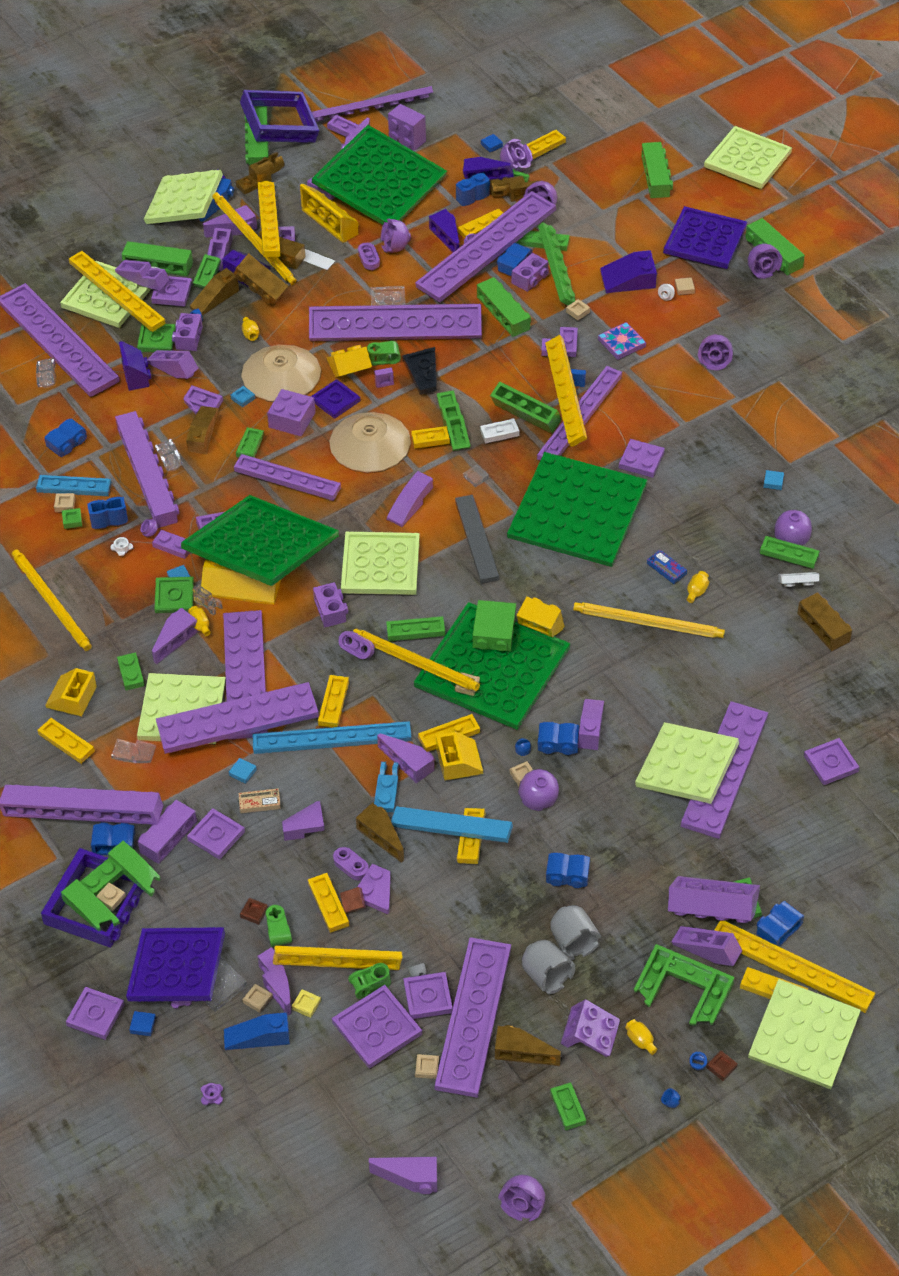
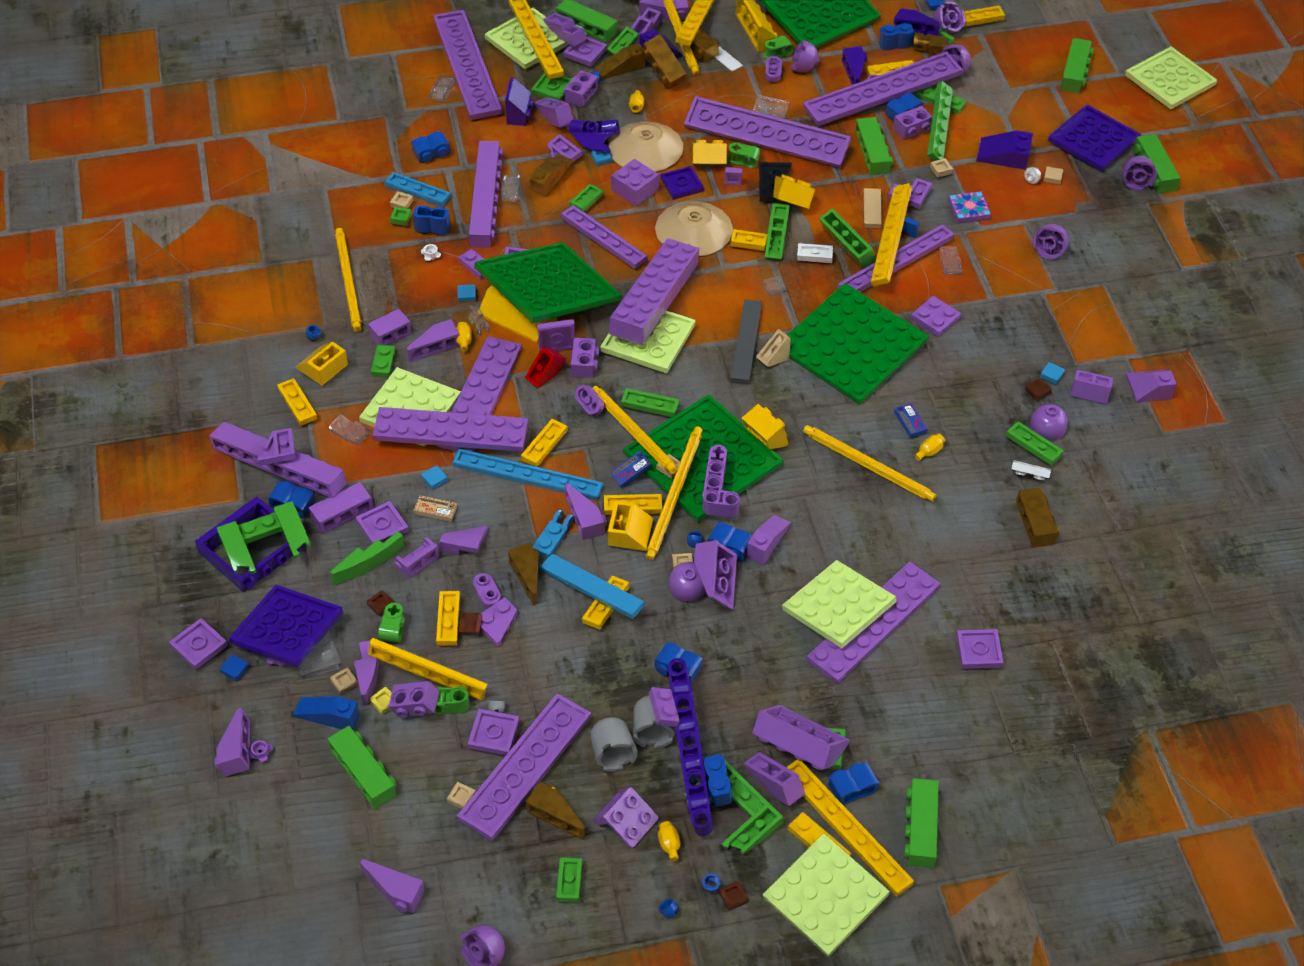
camera: 20 degrees right, 0 degrees up
(45, 665) = (313, 332): none -> blue hinge
(82, 792) = (278, 448): none -> medium lavender wing
(111, 896) = (260, 547): tan plate -> none
(121, 636) = (389, 328): none -> medium lavender brick
(149, 527) = (461, 243): medium lavender plate -> none
(173, 594) = (453, 306): bright green tile -> none
(186, 1100) = (234, 747): none -> medium lavender slope
(216, 876) = (363, 561): none -> bright green slope
(225, 375) = (594, 133): none -> dark purple pin
(268, 854) = (418, 559): none -> medium lavender hinge
(287, 232) = (711, 29): medium lavender slope -> none
(294, 592) = (556, 335): none -> medium lavender tile
(296, 626) = (545, 367): none -> red slope
(320, 1073) = (362, 767): none -> bright green brick
(337, 987) = (413, 699): none -> medium lavender brick
(363, 233) = (778, 47): none -> bright green piece
(368, 517) = (654, 291): none -> medium lavender brick
(377, 1026) = (434, 743): medium lavender plate -> none
(410, 498) = (703, 288): medium lavender slope -> none
(431, 699) = (631, 469): none -> blue tile
(451, 375) = (793, 192): none -> yellow slope
(486, 727) = (673, 494): none -> yellow piece
(494, 625) = (720, 420): bright green brick -> none
(510, 538) = (776, 350): none -> tan slope
(526, 702) = (715, 500): none -> medium lavender beam
(531, 369) = (872, 208): none -> tan tile
(562, 767) = (717, 571): none -> medium lavender slope
(583, 914) = (664, 707): none -> medium lavender plate
(627, 953) = (691, 757): none -> dark purple beam
(629, 400) = (949, 260): none -> clear slope
(660, 962) = (718, 780): none -> blue brick
(768, 499) = (1038, 389): none -> copper tile
(816, 481) = (1091, 386): none -> medium lavender hinge
(857, 938) = (922, 823): none -> bright green brick
(867, 462) = (1152, 385): none -> medium lavender slope

